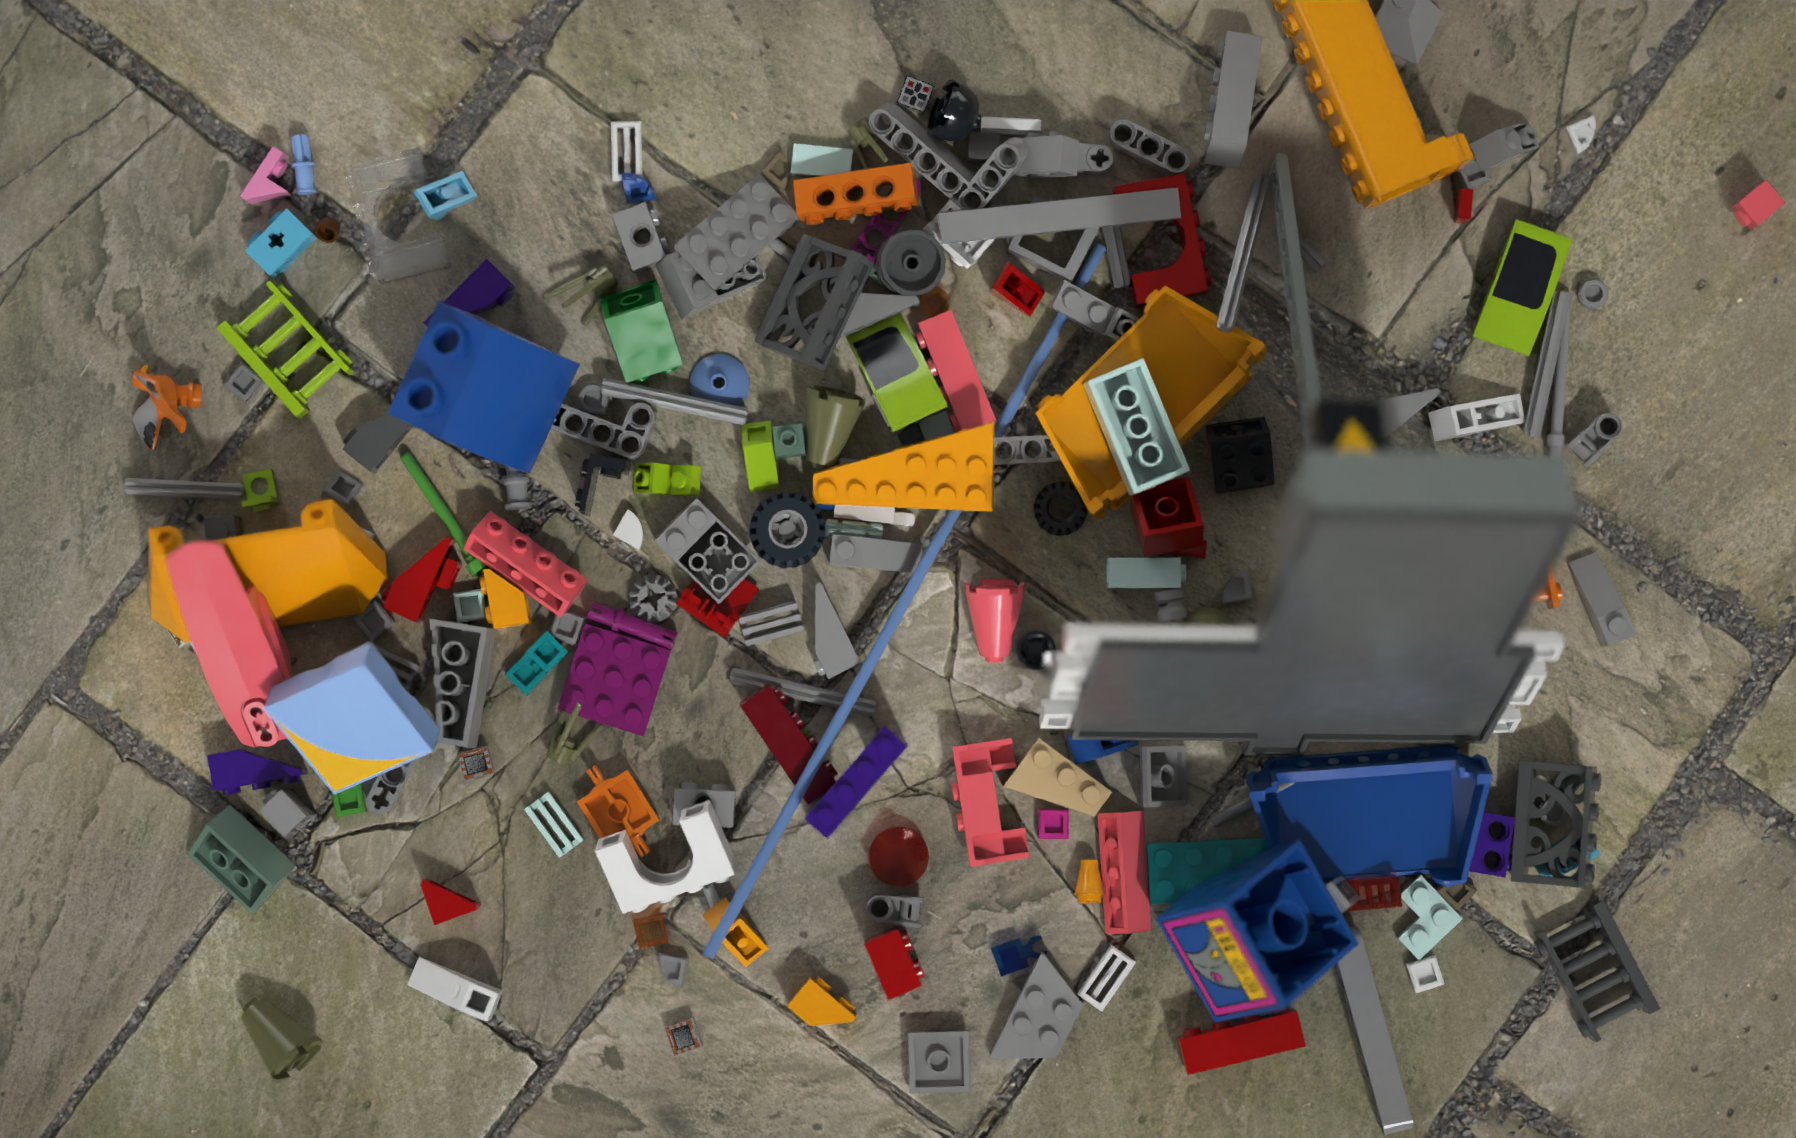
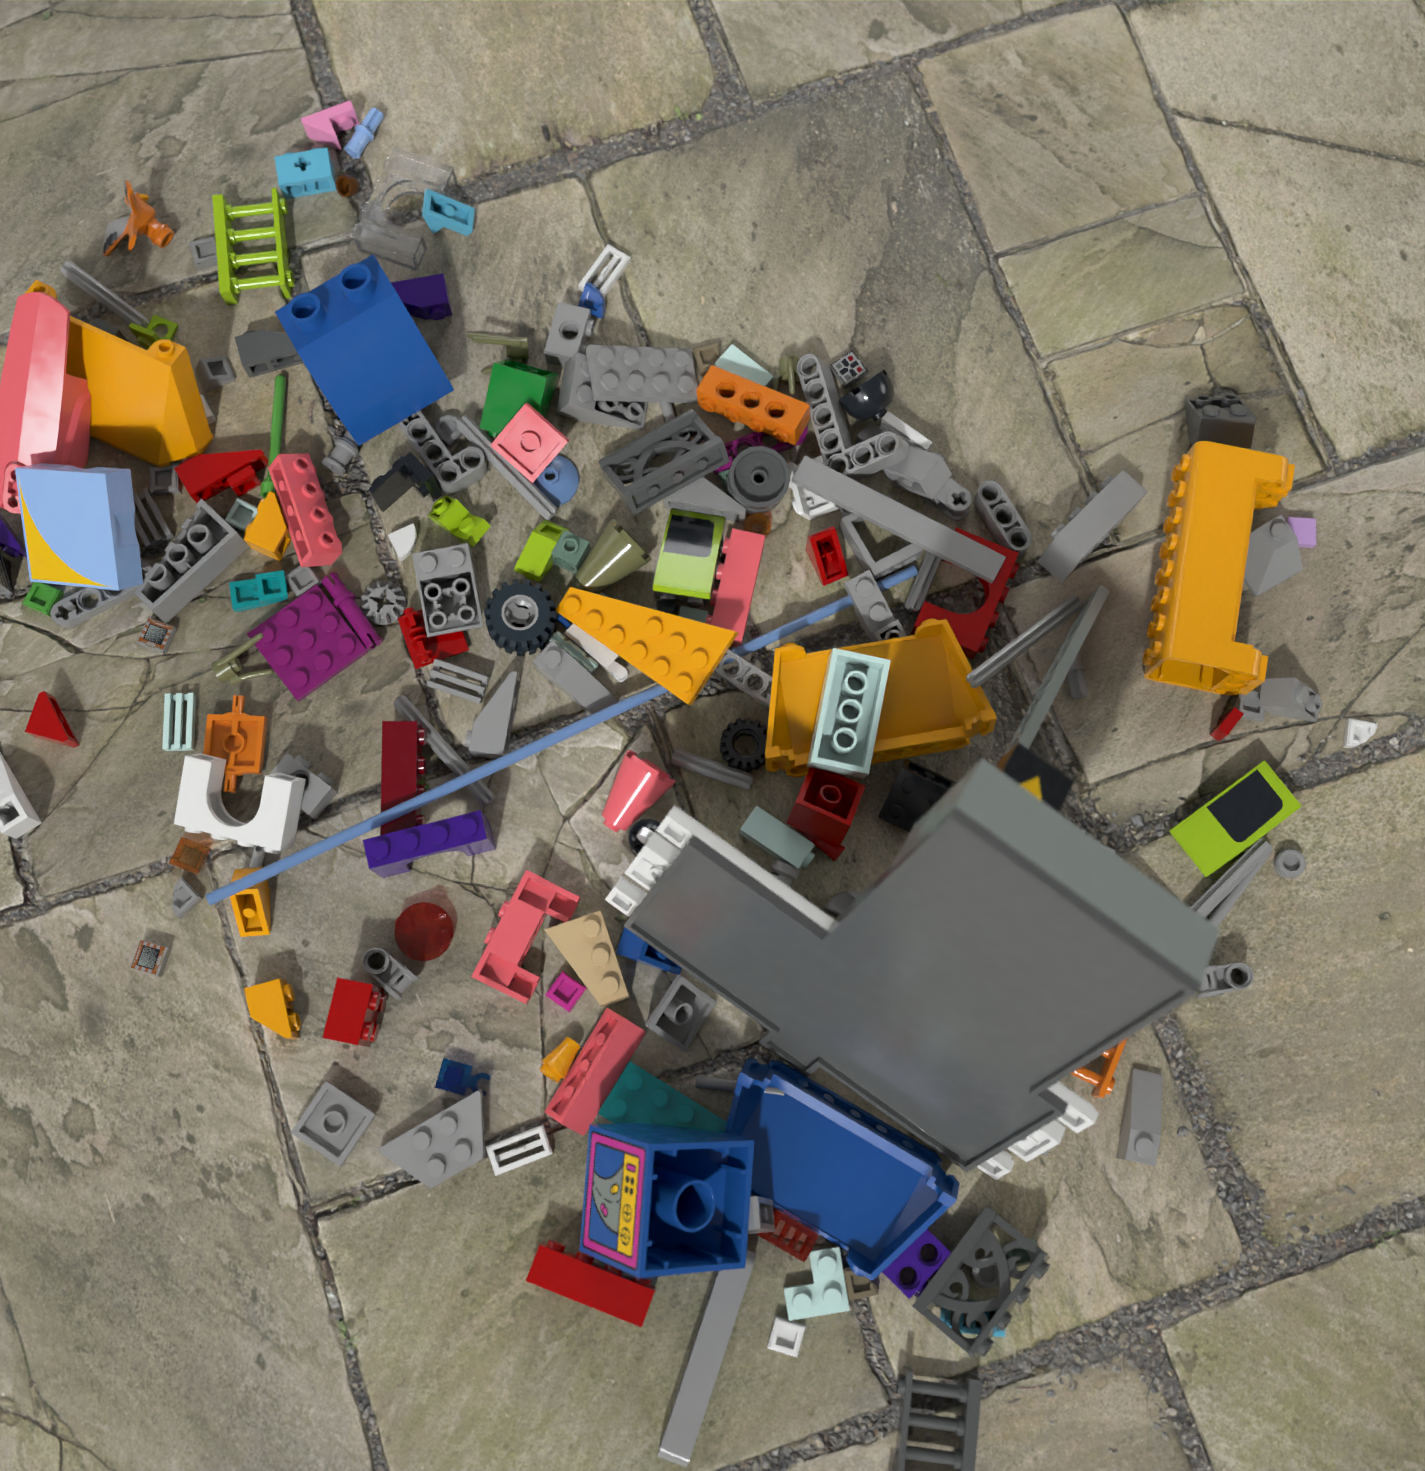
camera: 30 degrees right, 10 degrees down
(684, 367) = (529, 442): none -> coral plate
(1045, 549) = (712, 769): none -> light grey axle

